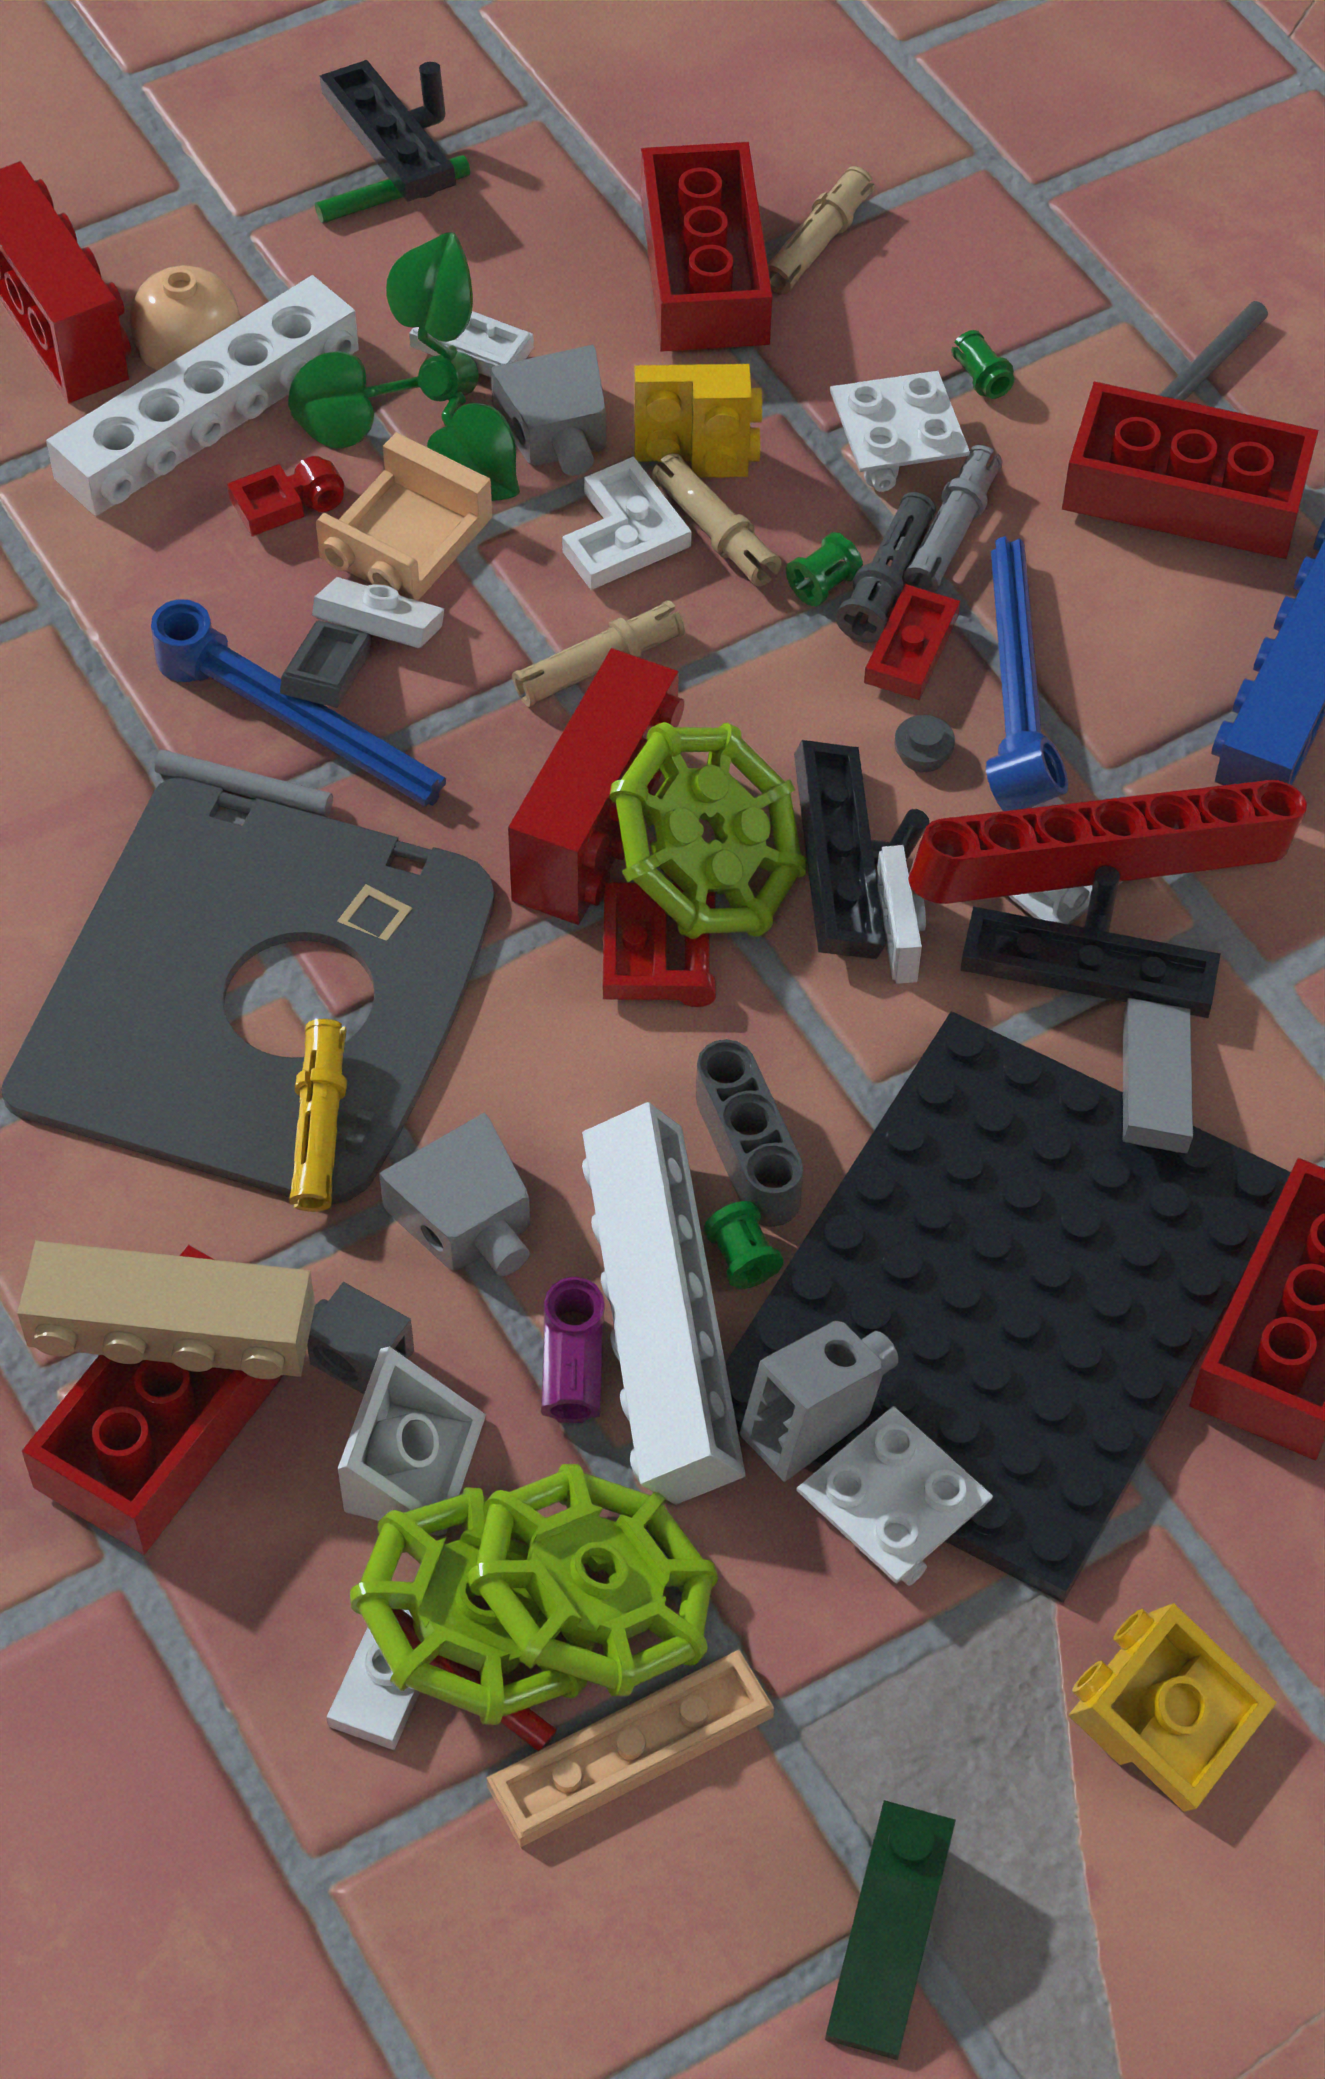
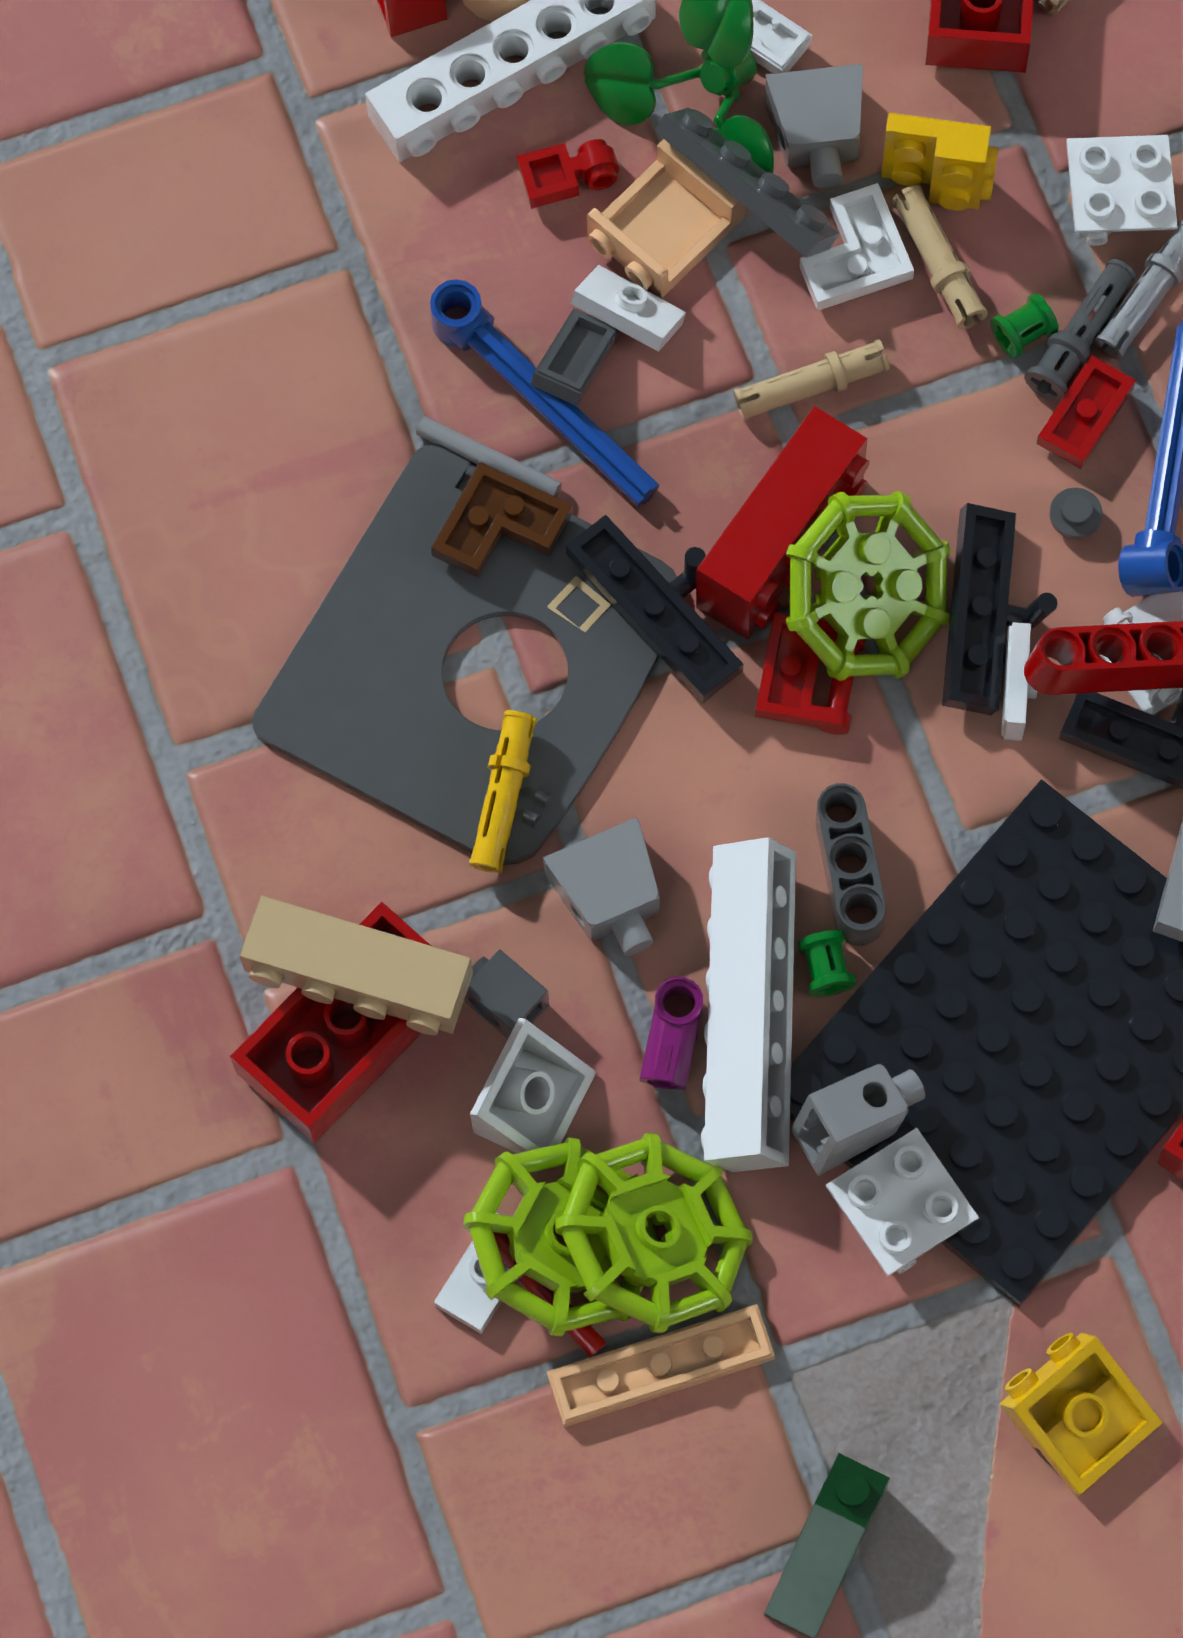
camera: 15 degrees right, 15 degrees up
(264, 820) = (494, 507): none -> reddish brown plate
(466, 895) = (656, 606): none -> black plate
(510, 471) = (757, 190): none -> dark grey plate

